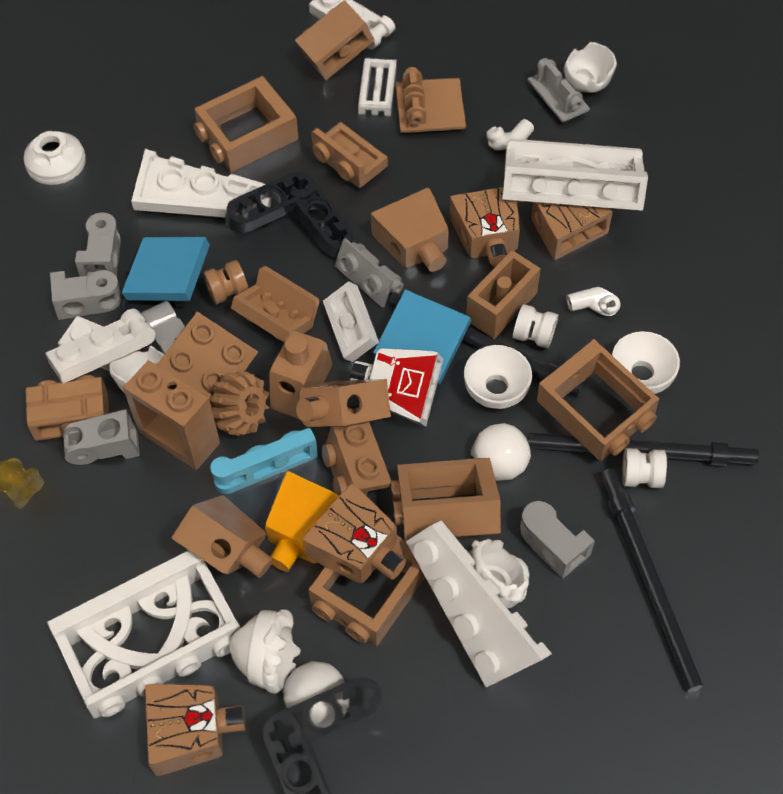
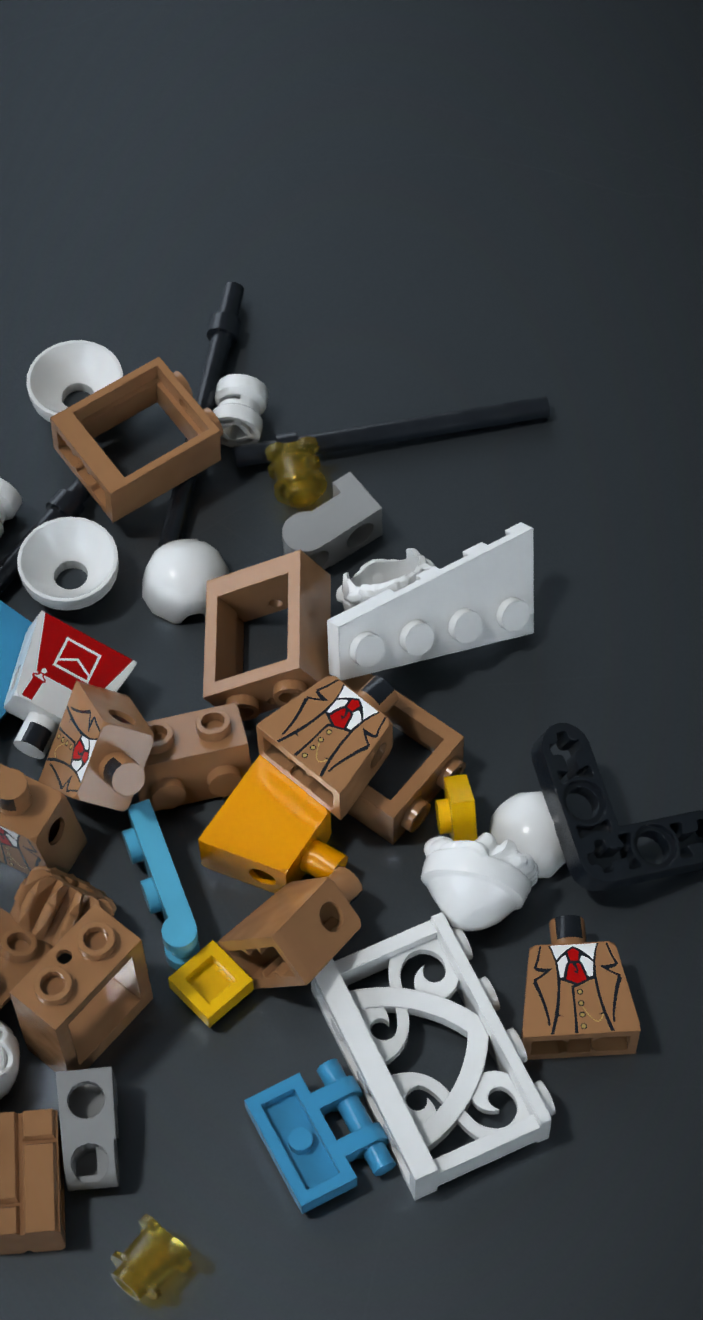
camera: 85 degrees left, 0 degrees up
(88, 561) = (302, 1143): none -> dark azure plate
(195, 490) = (211, 983): none -> yellow plate
(320, 637) = (457, 811): none -> yellow plate
(596, 511) = (296, 472): none -> clear yellow brick

